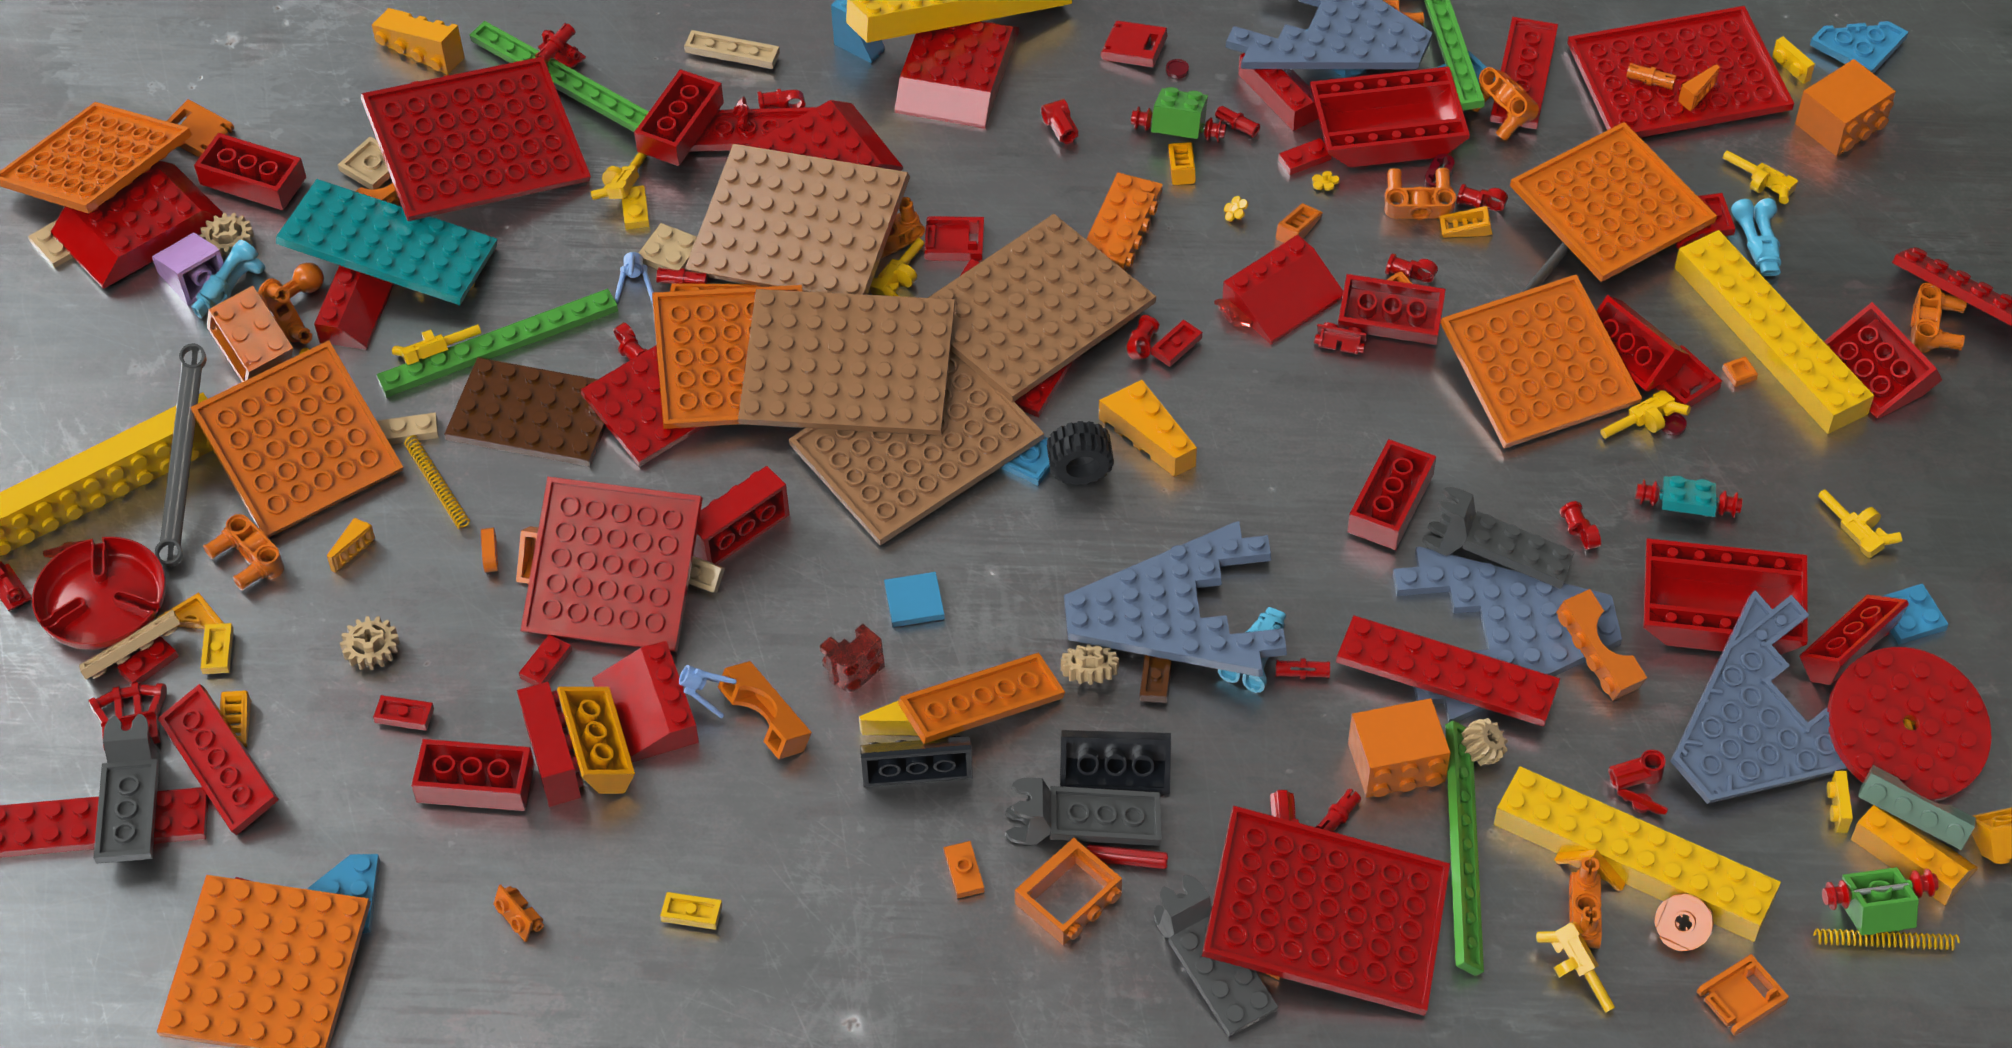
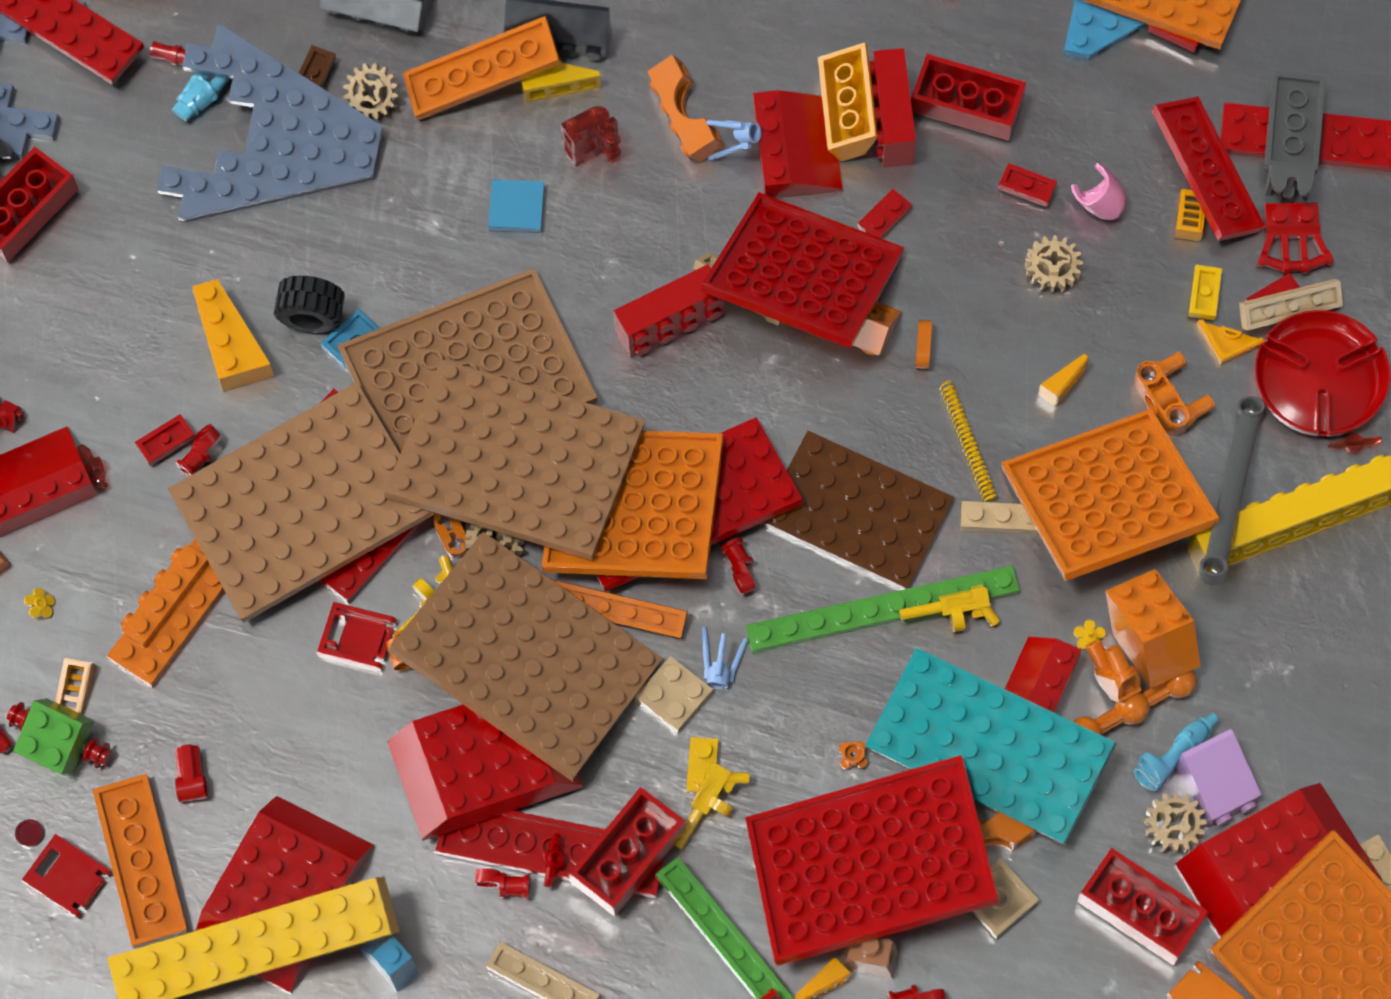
camera: 165 degrees left, 15 degrees up
(328, 708) = (1105, 200): none -> bright pink piece
(507, 235) = (853, 747): none -> orange plate
(680, 276) = (668, 646): red pin -> none
(1079, 63) = (140, 861): none -> orange plate

